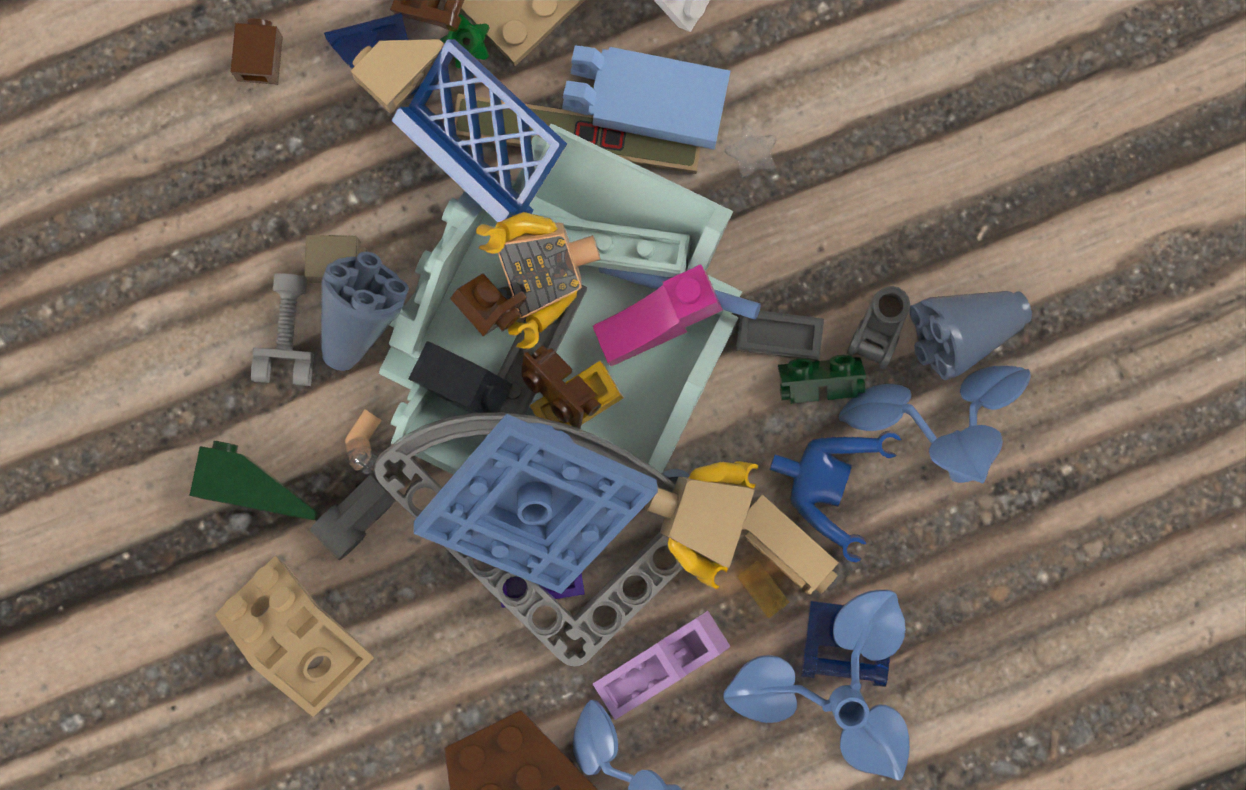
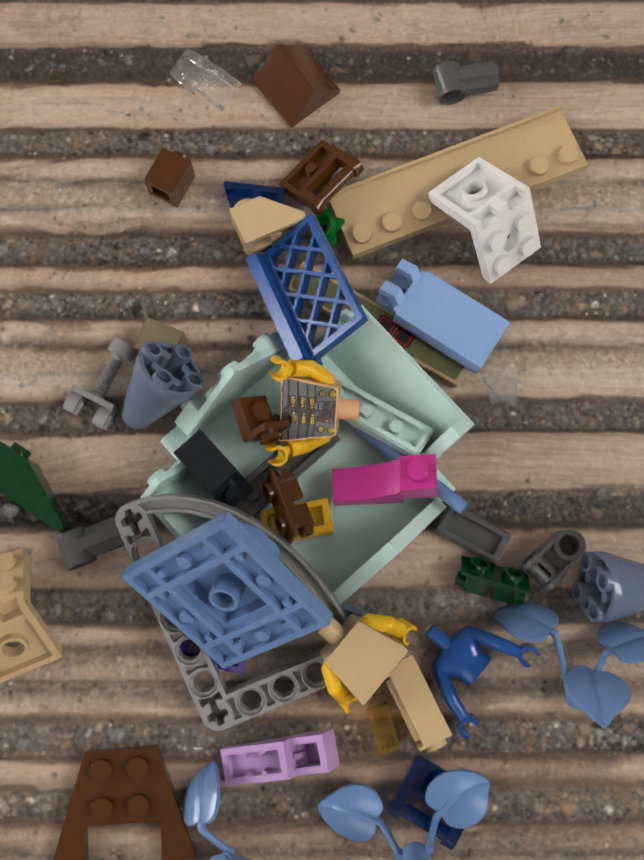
camera: 20 degrees right, 5 degrees down
(358, 444) = (122, 484): arm -> none

